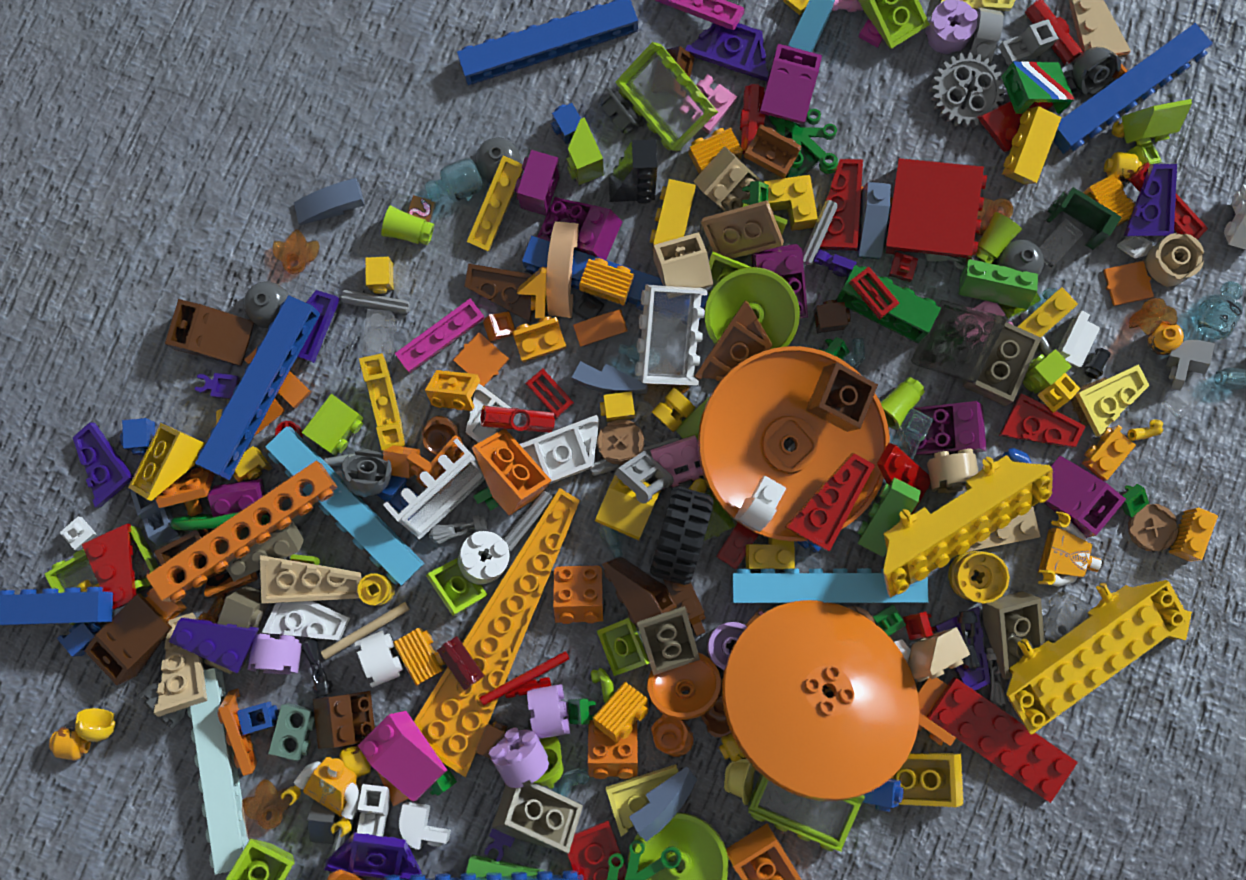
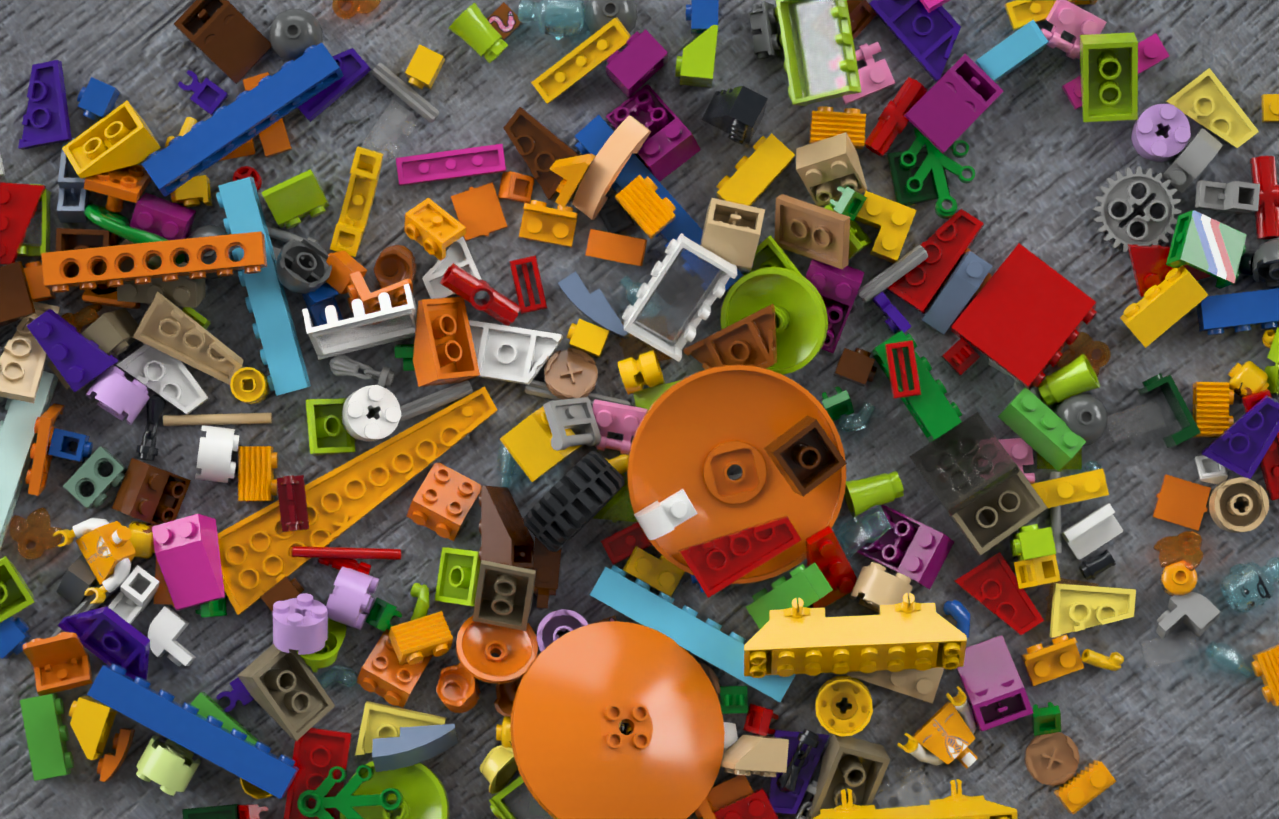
camera: 30 degrees right, 5 degrees up
(772, 151) = (891, 165): dark orange bracket -> none

